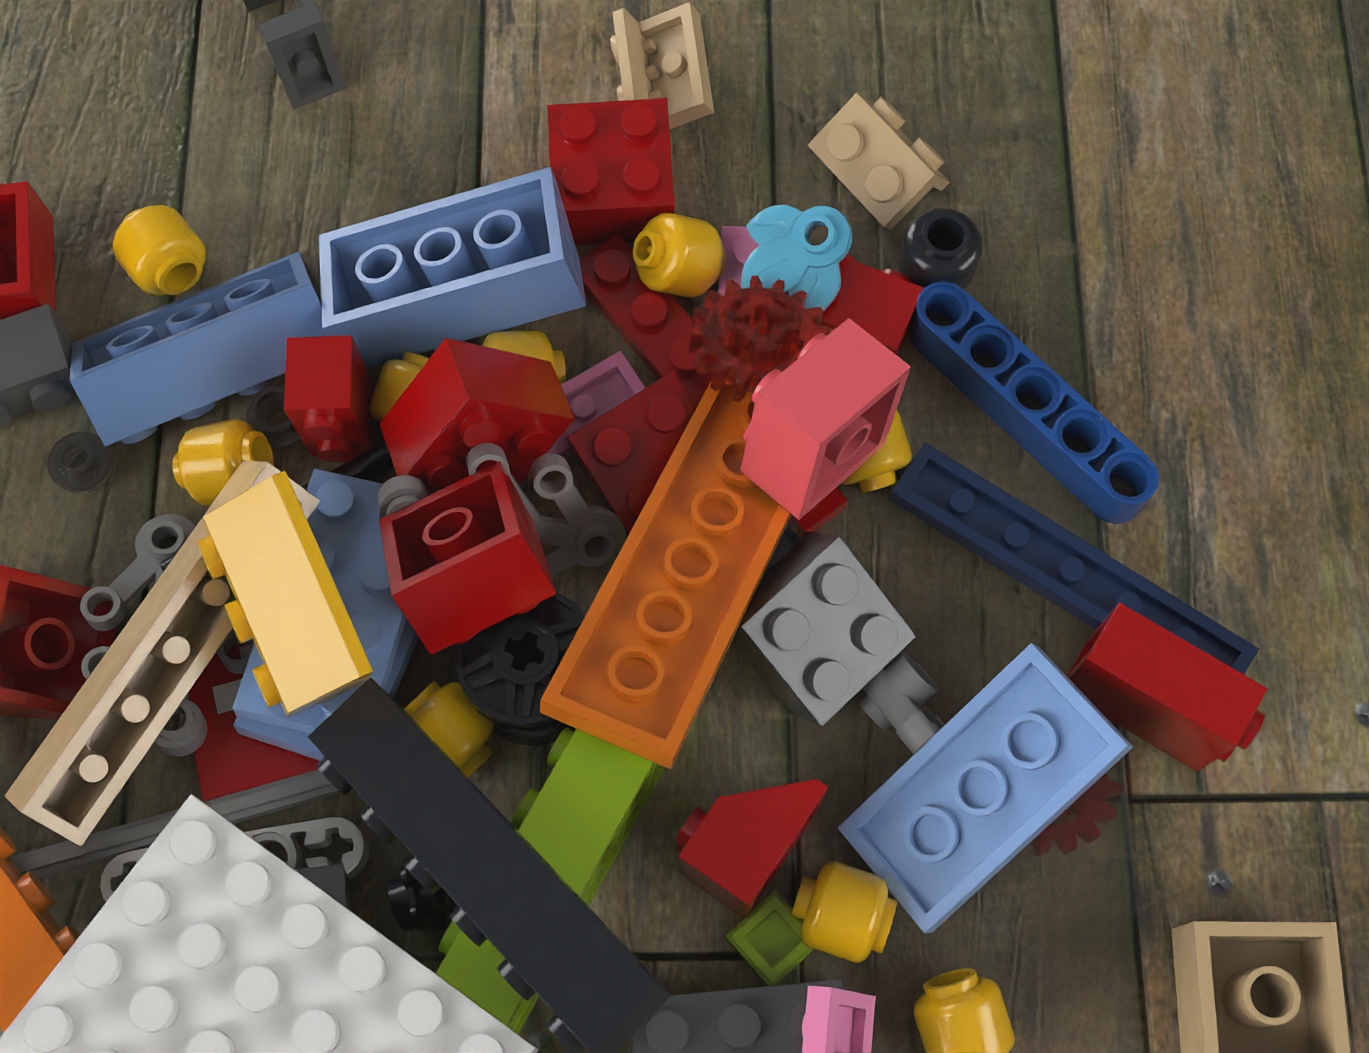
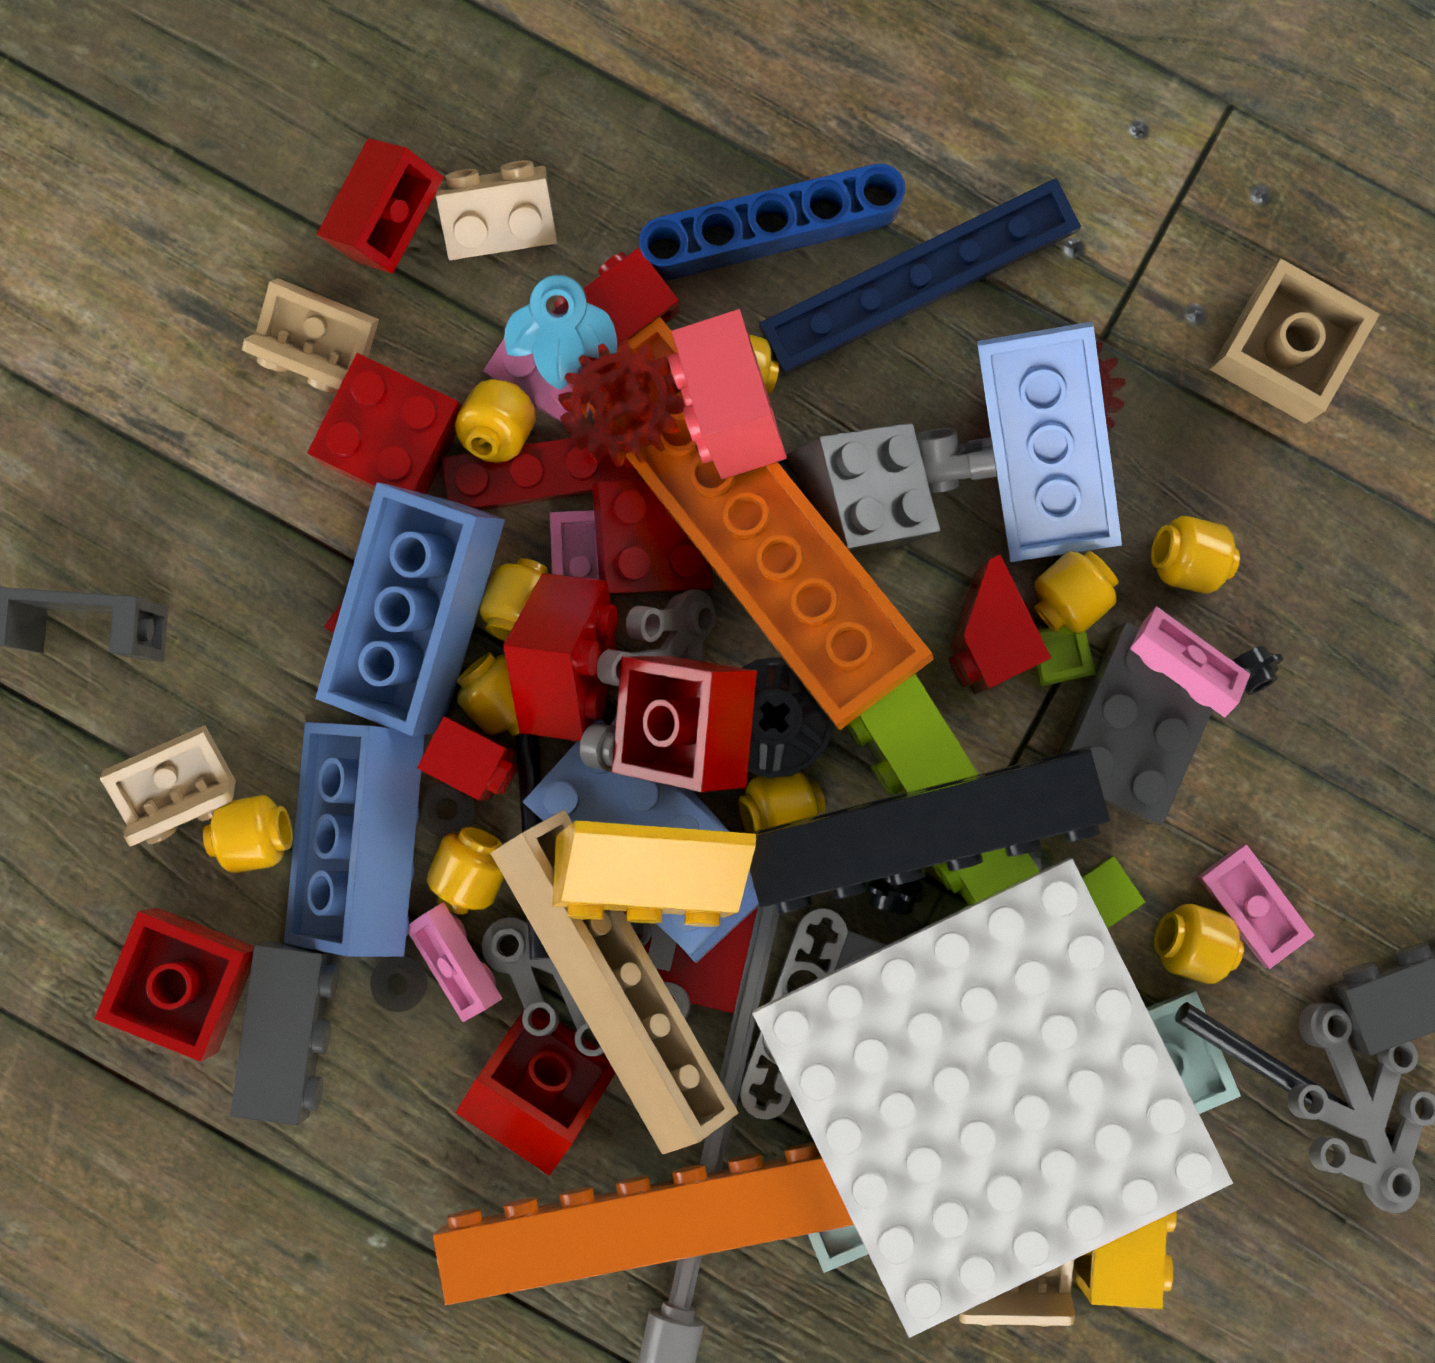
camera: 60 degrees left, 15 degrees up
(111, 521) = (453, 962): none -> bright pink plate
(173, 163) = (169, 786): none -> tan bracket
(818, 56) = (380, 205): none -> red brick
(940, 248) = (617, 198): black head -> none
(1167, 690) = (1052, 268): red brick -> none

